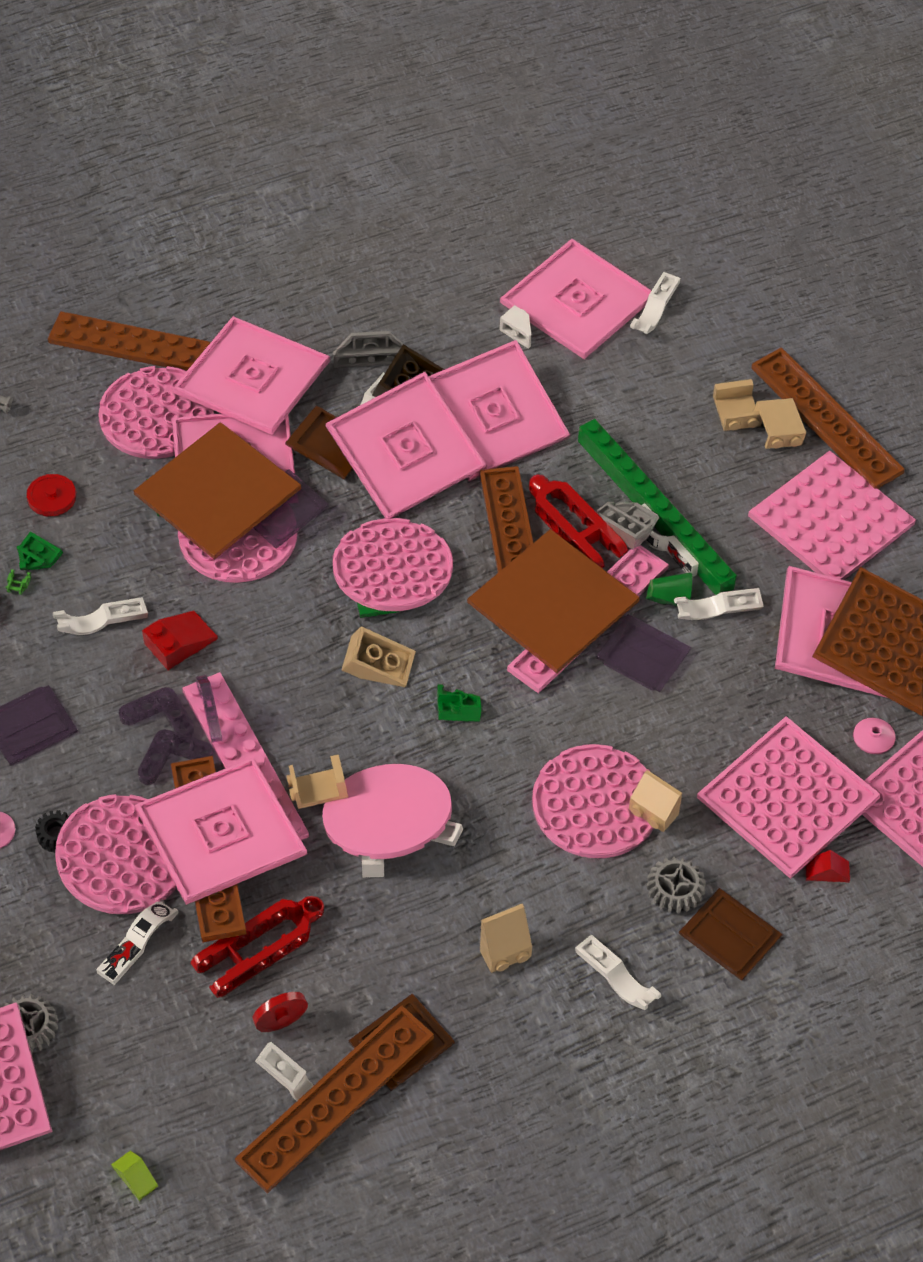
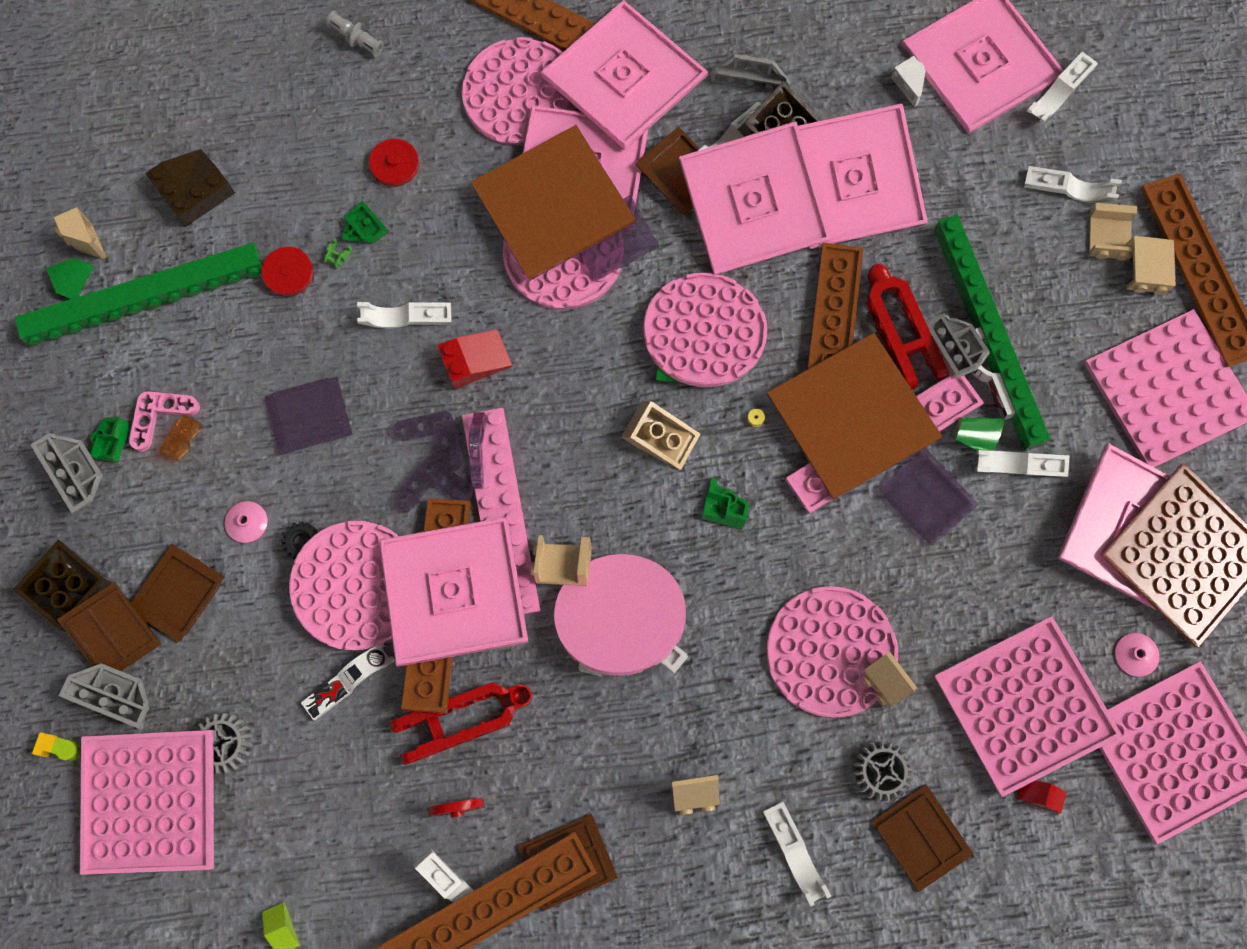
camera: 20 degrees right, 20 degrees up
(463, 626) = (760, 417): none -> light yellow piece
(682, 377) = (1066, 183): none -> white piece

